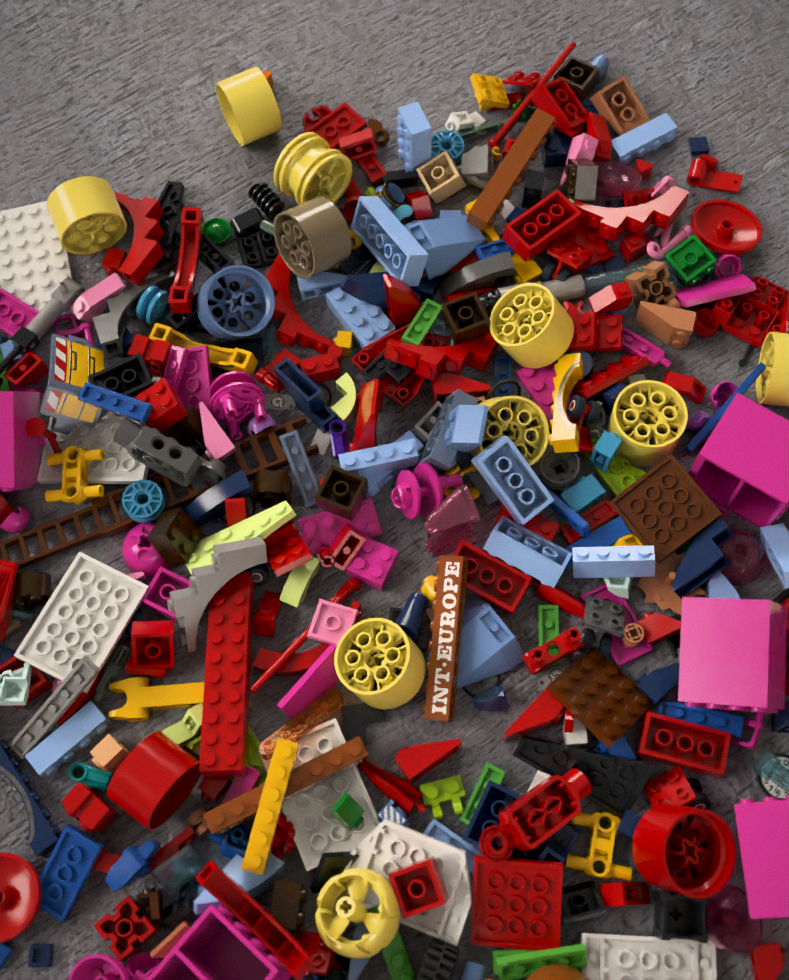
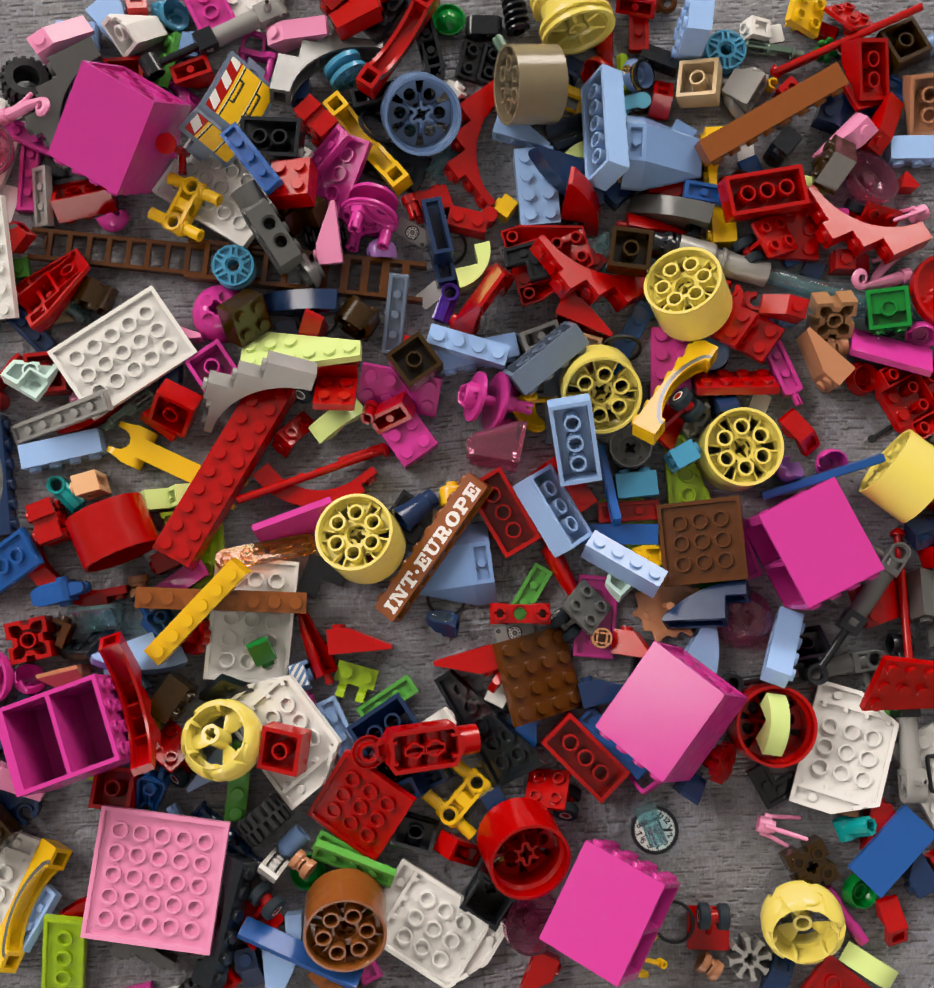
camera: 25 degrees right, 15 degrees up
(331, 622) = (341, 476): bright pink plate -> none
(422, 323) = (584, 234): bright green plate -> none
(466, 427) = (559, 367): medium blue slope -> none

